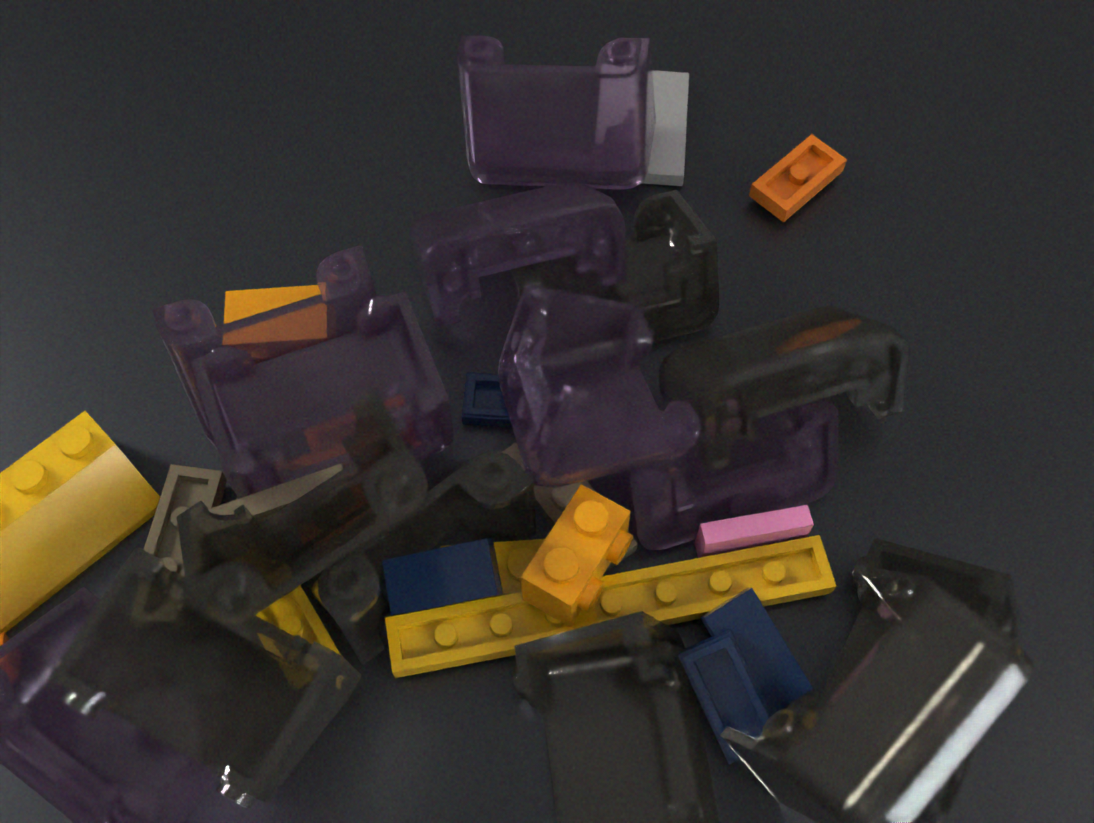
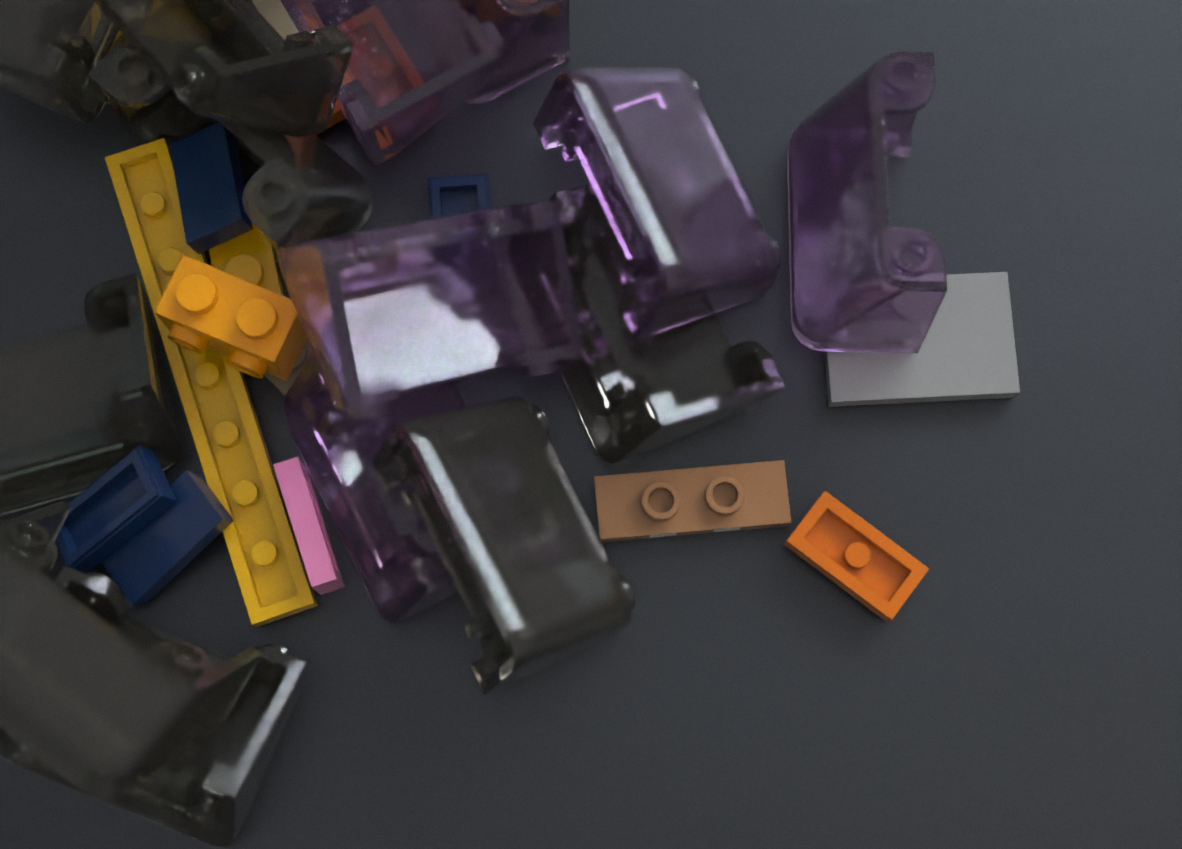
camera: 80 degrees right, 15 degrees up
(747, 269) = (692, 501): none -> medium nougat plate

